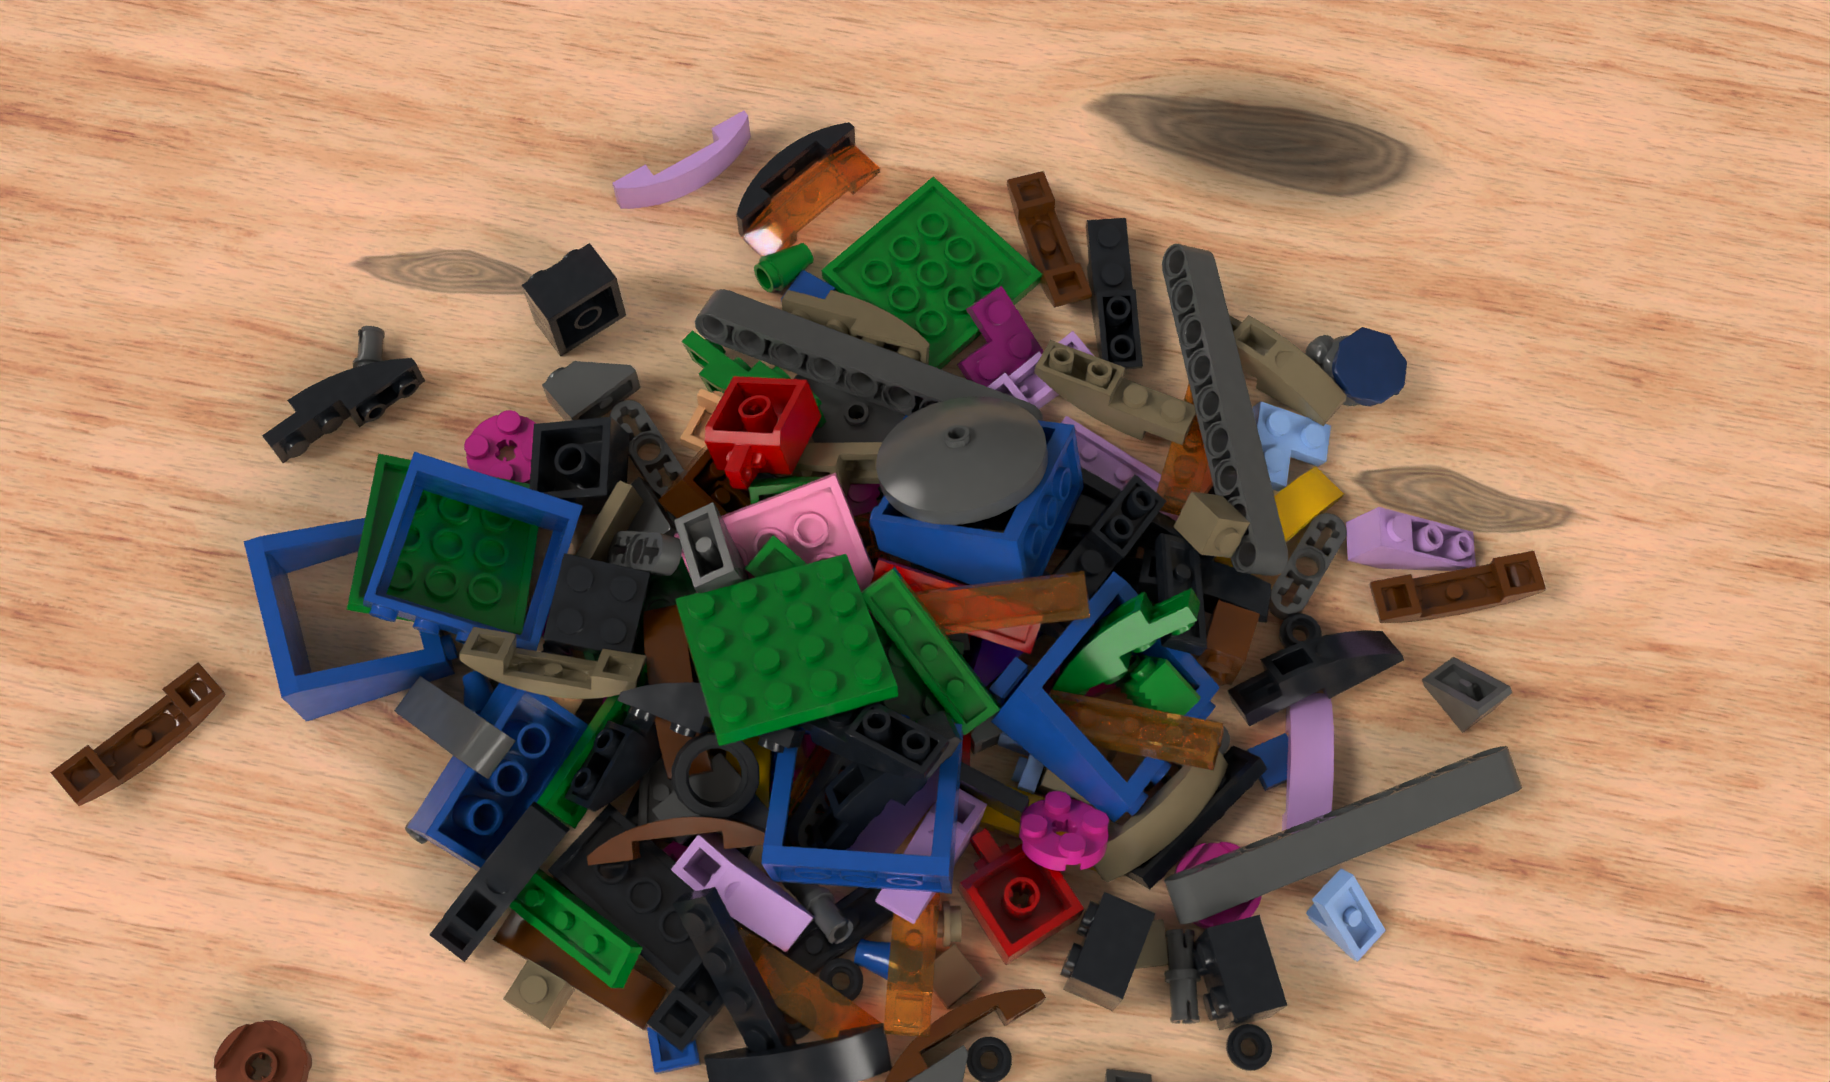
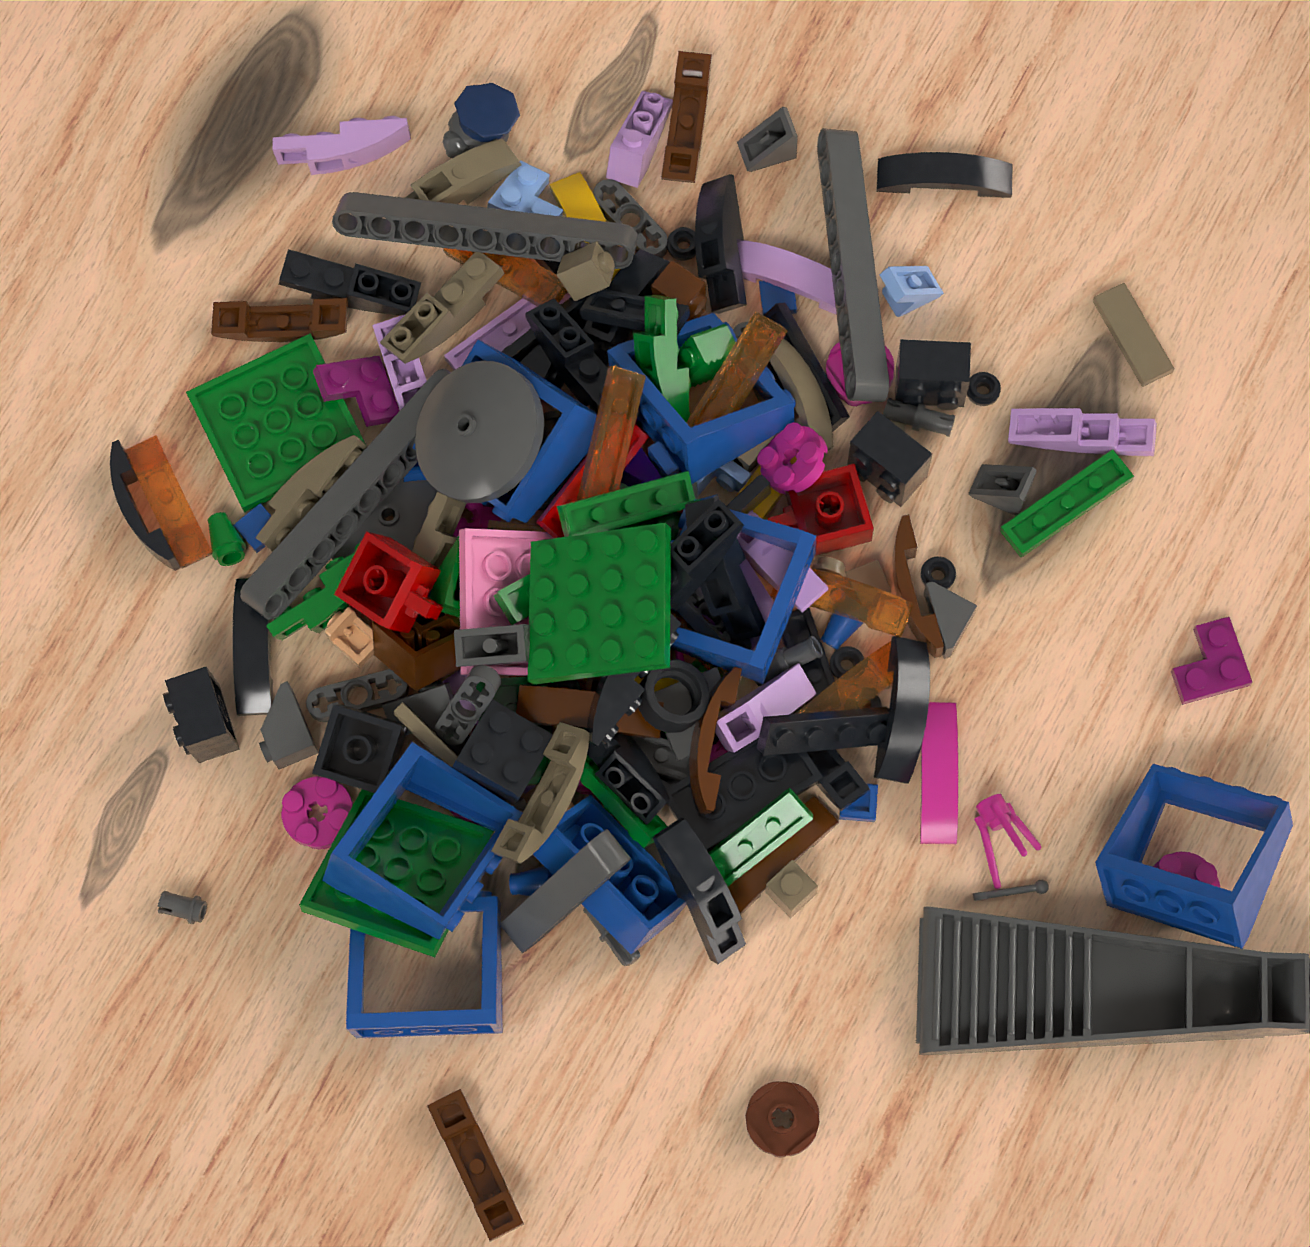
camera: 65 degrees left, 5 degrees up
(354, 393) = (220, 925): black slope -> none
(644, 190) = (106, 631): lavender slope -> none
(651, 333) = (250, 658): none -> black slope
(1275, 249) = (356, 145): none -> lavender slope
(1516, 917) = (944, 171): none -> black slope

